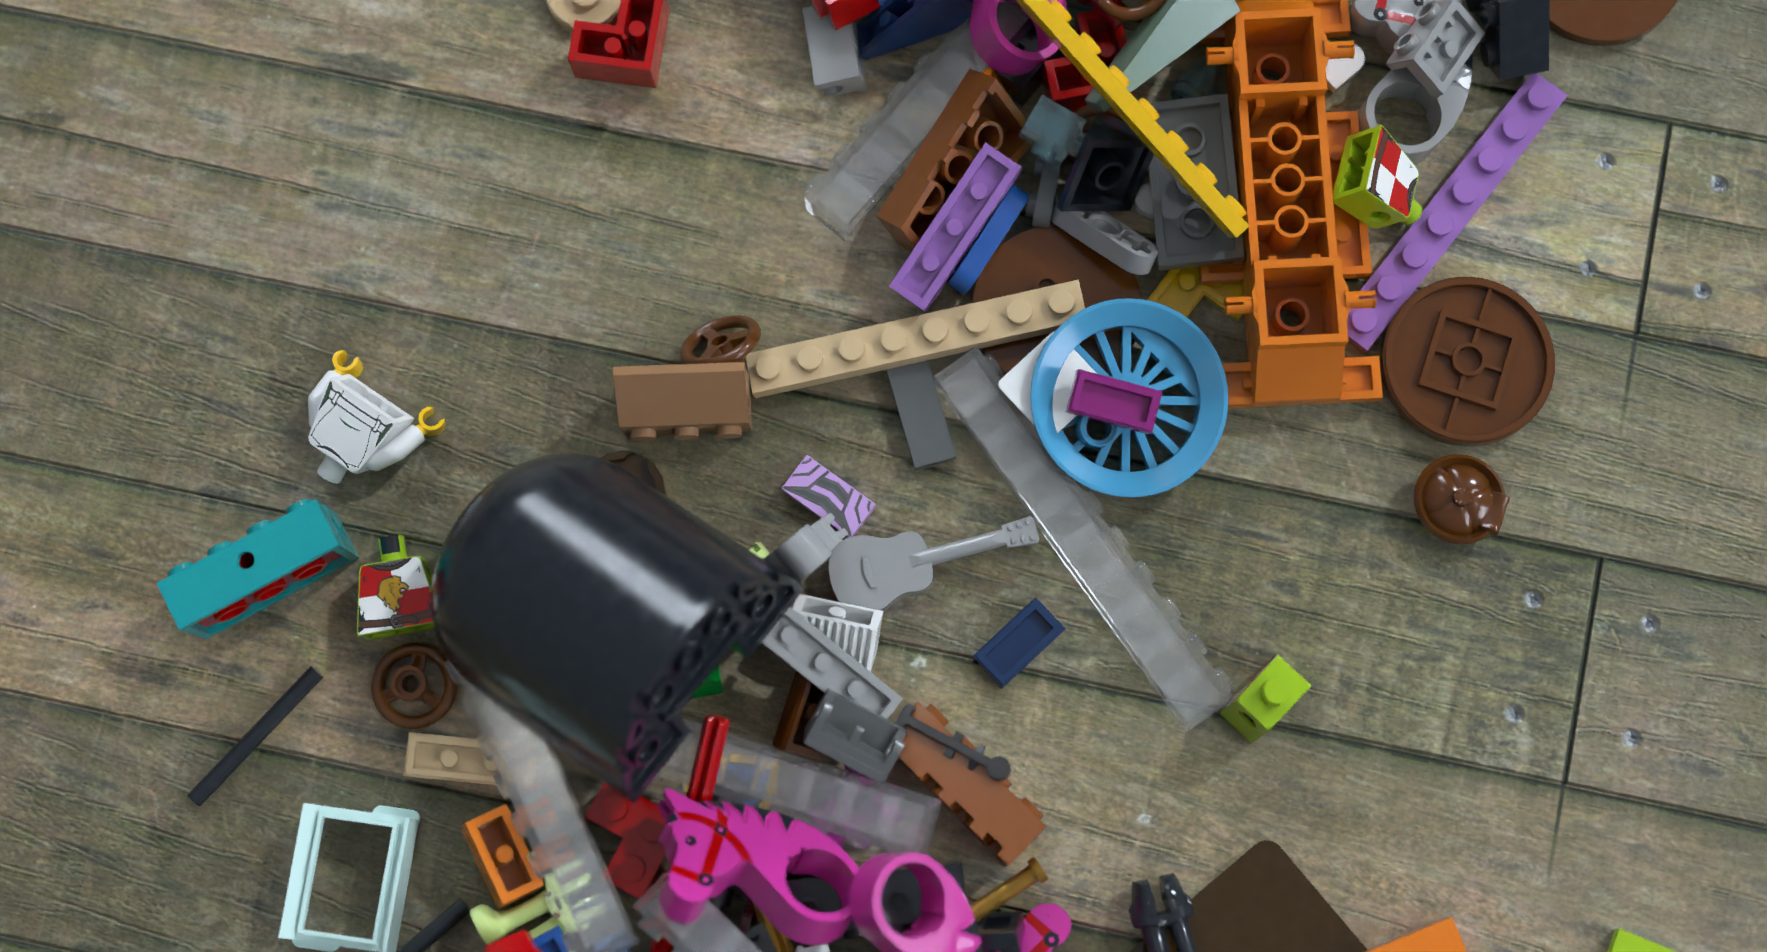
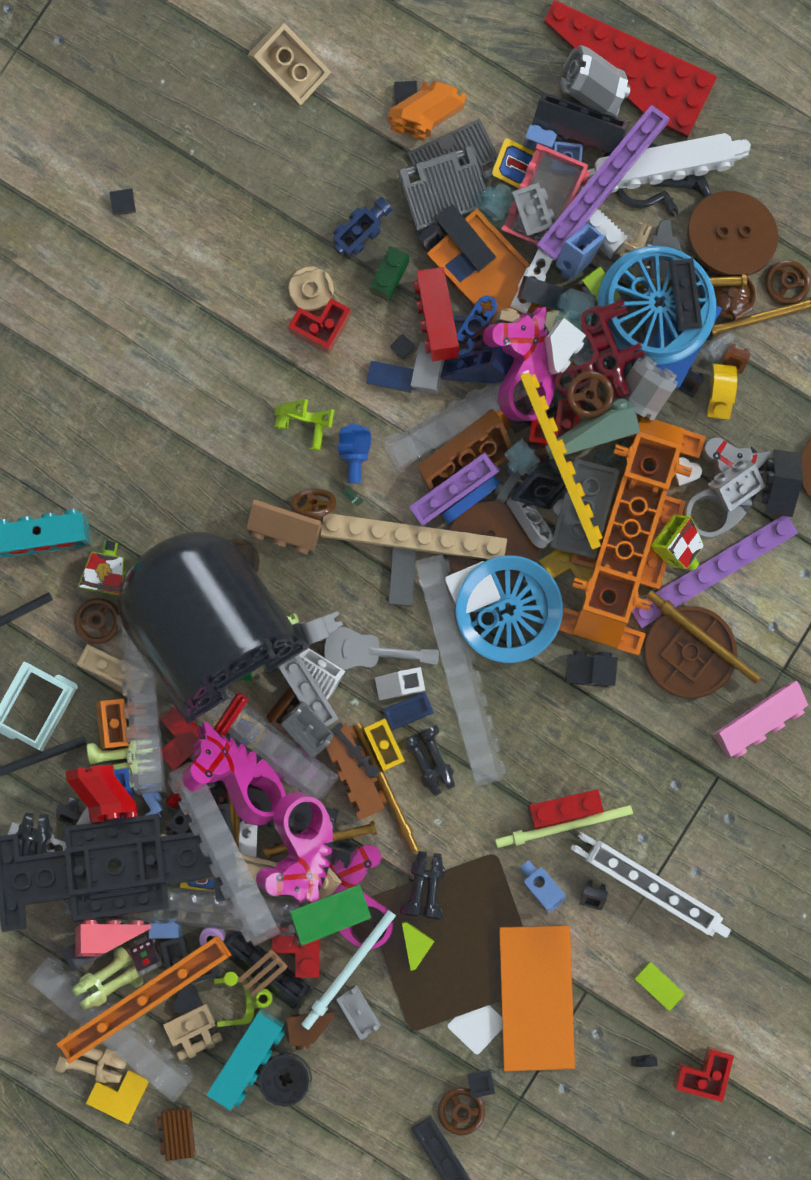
camera: 10 degrees right, 5 degrees up
(358, 425) = (114, 477): white torso -> none
(624, 201) = (290, 411): none -> lime piece
(757, 227) = (354, 449): none -> blue piece
(774, 87) = (390, 376): none -> dark blue tile
(776, 31) = (402, 346): none -> black piece
(783, 307) = (352, 496): none -> clear green tile
(825, 493) = (340, 601): tile -> none
(988, 598) = (400, 684): none -> white slope
(1000, 715) = (384, 745): none -> yellow brick
(1092, 853) = (405, 829): none -> pearl gold bar
(1113, 720) = (429, 773): none -> black piece
(1114, 401) = (499, 609): magenta tile -> none
(1265, 699) = (520, 784): lime torso -> none
(1301, 793) = (520, 837): none -> yellowish green bar
(1319, 452) = (591, 670): none -> black brick
(1362, 710) = (566, 808): none -> red brick
(1394, 877) = (548, 895): none -> medium blue torso
(1401, 299) = (667, 608): none -> pearl gold bar
(1460, 499) = (657, 721): reddish brown piece -> none
(1473, 850) = (593, 897): none -> black tile
(1571, 792) = (652, 887): none -> white hinge
(1638, 429) = (761, 719): none -> bright pink slope

